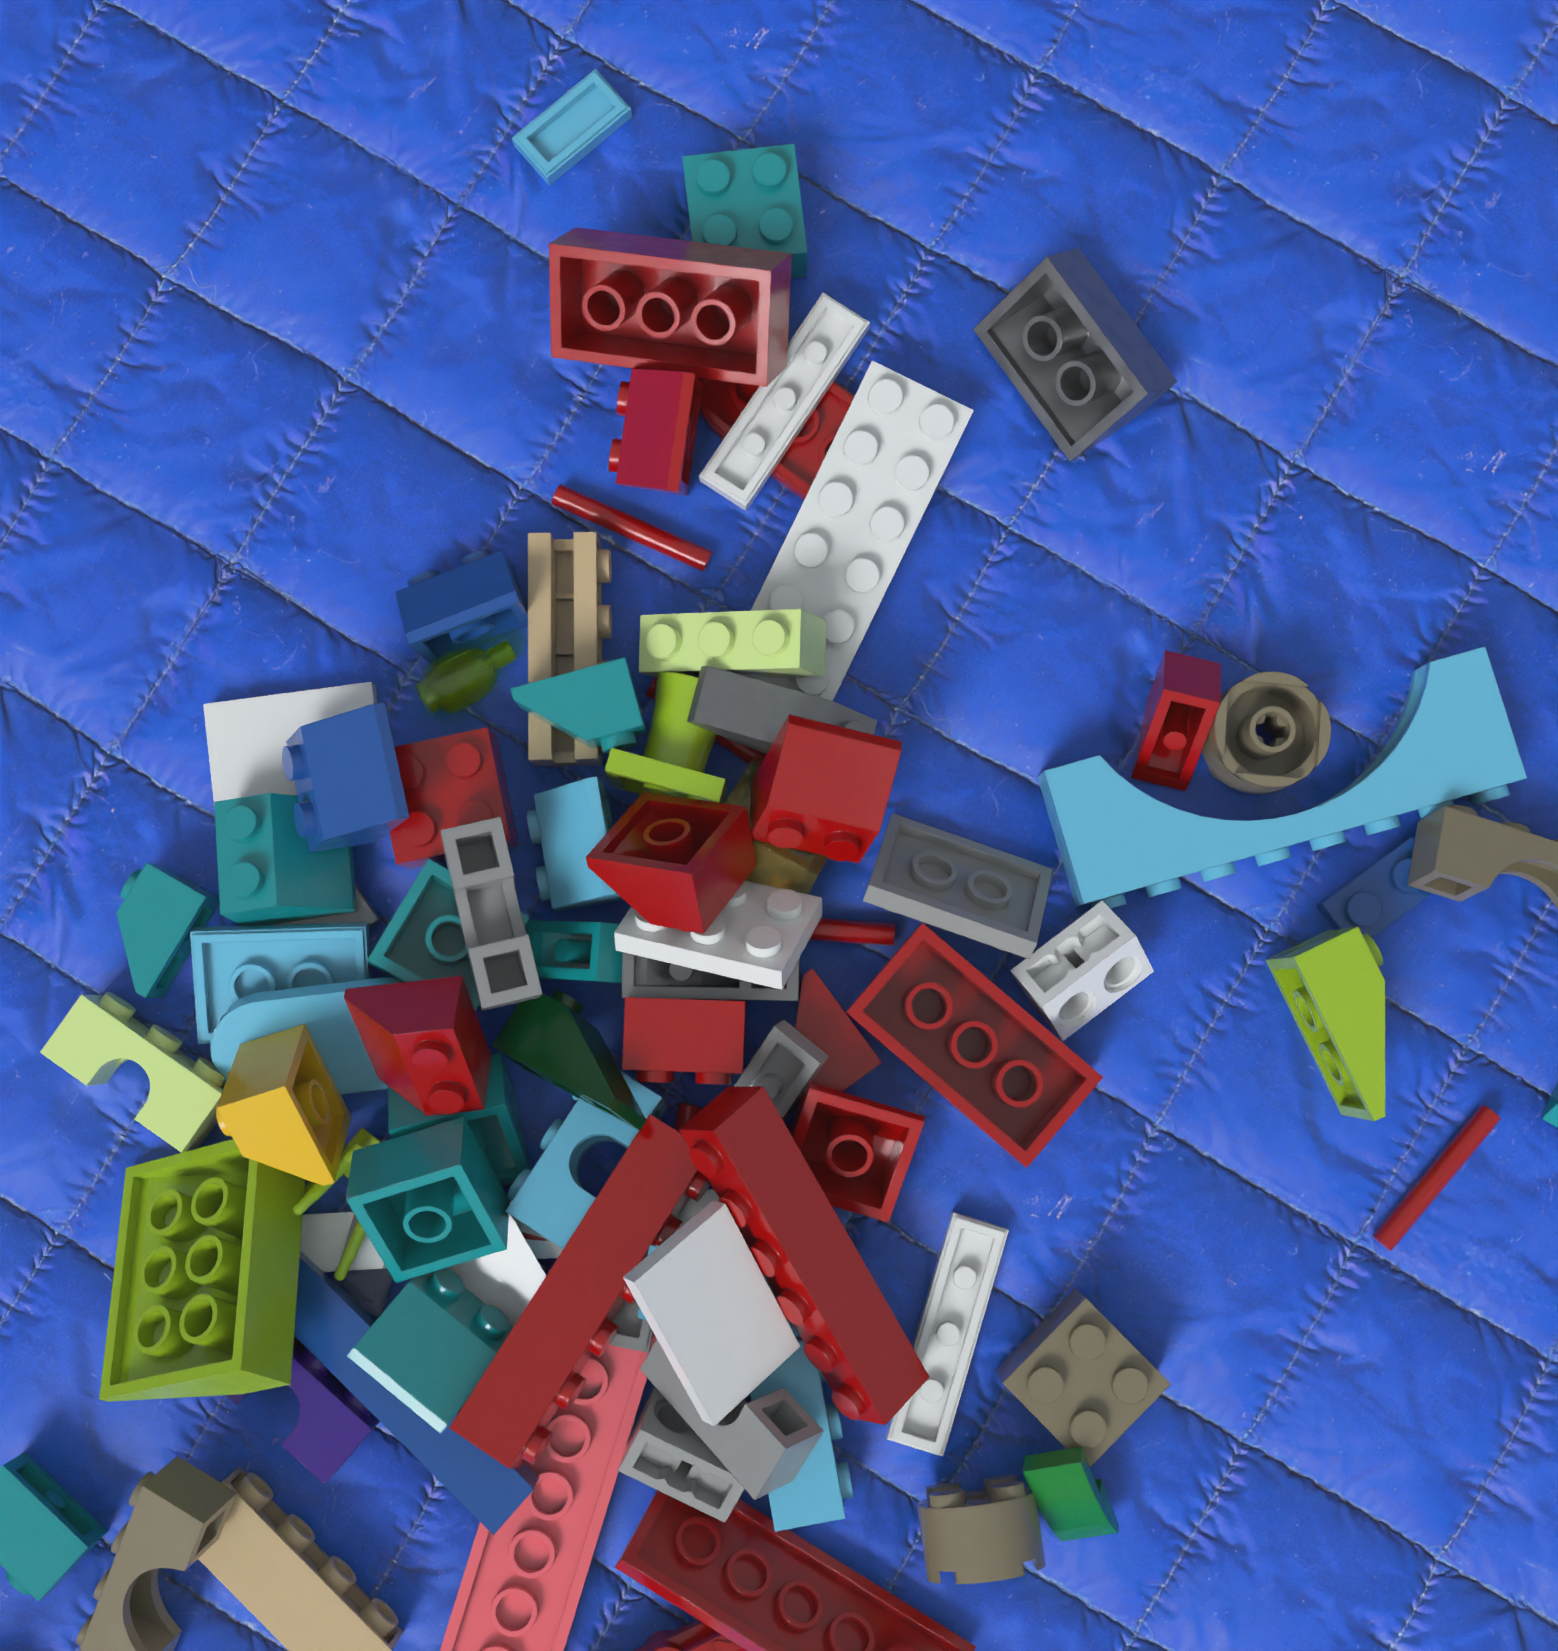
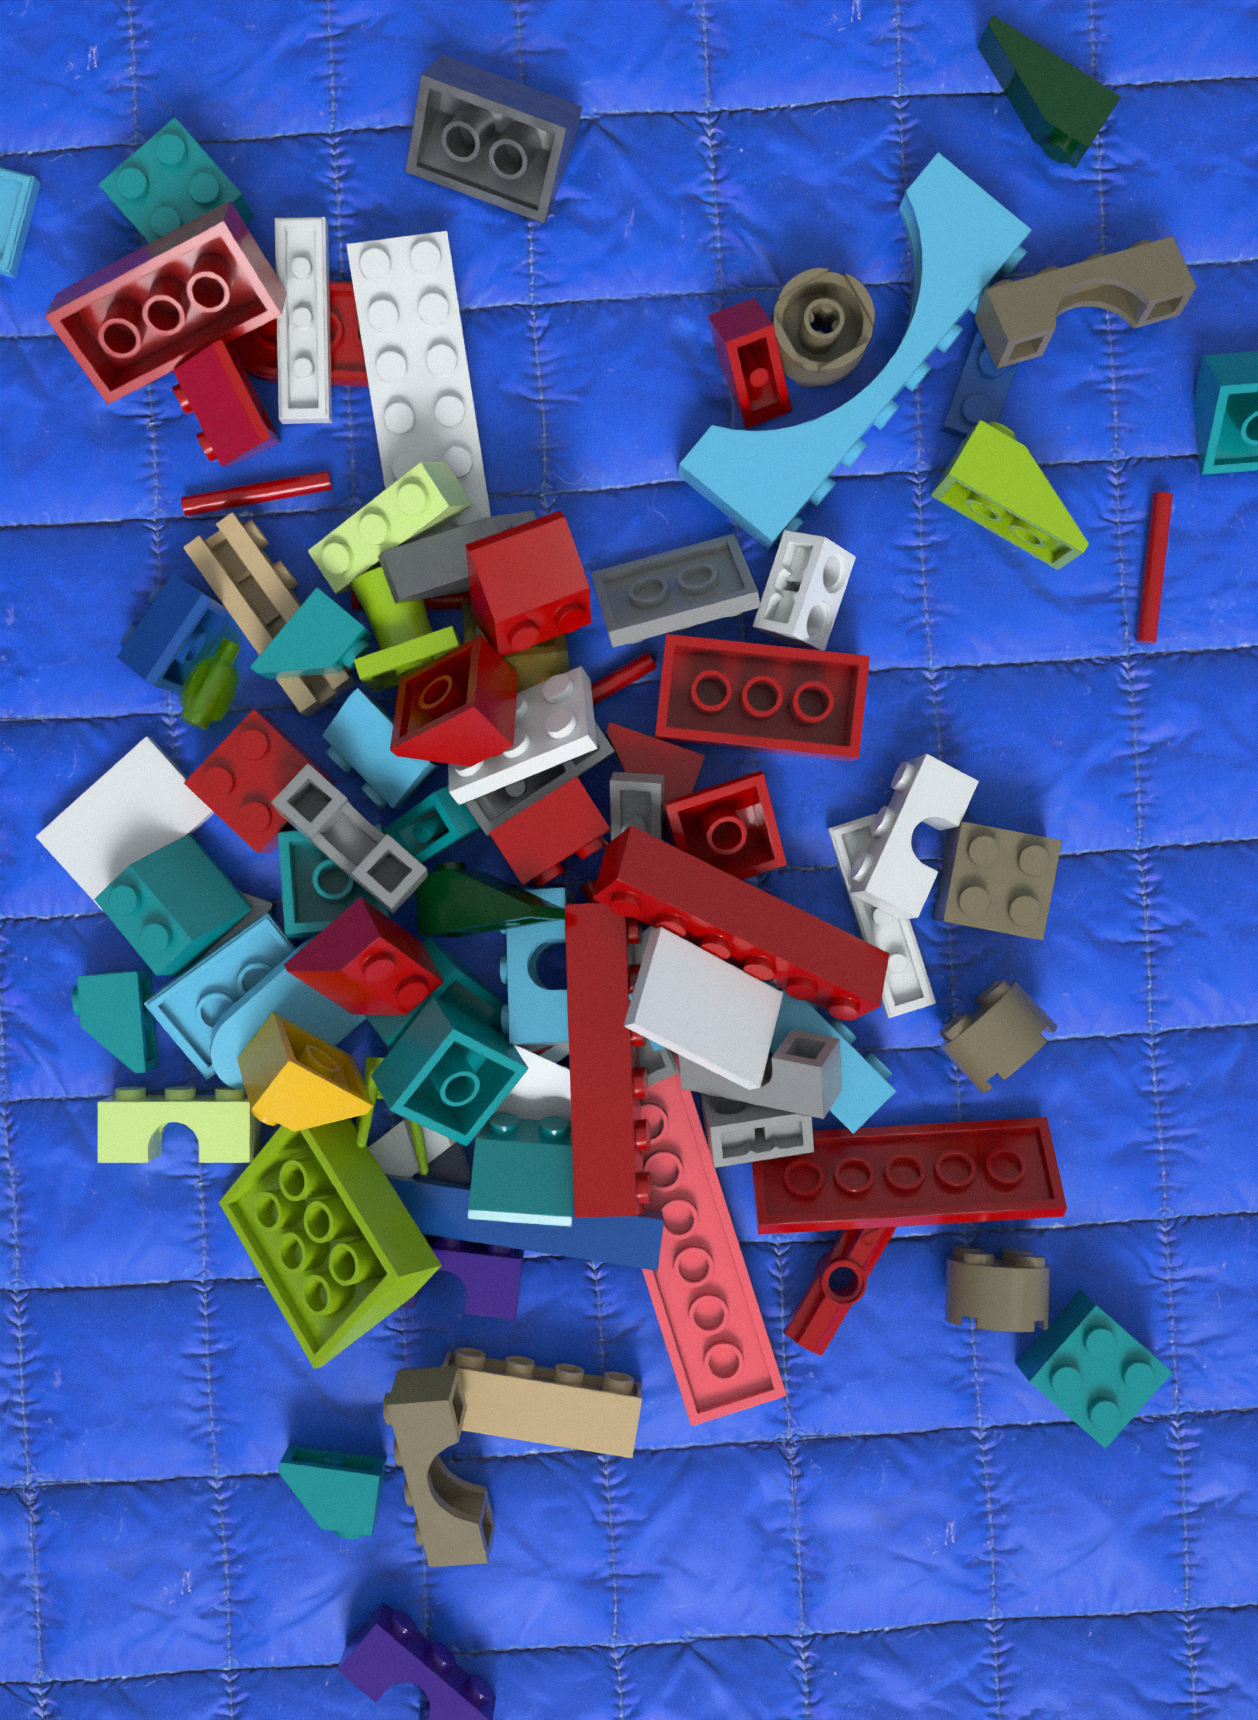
camera: 35 degrees left, 5 degrees up
(345, 779) = (177, 816): blue slope -> none
(984, 1295) = (889, 871): none -> white arch
(1069, 1495) = (1042, 967): green slope -> none

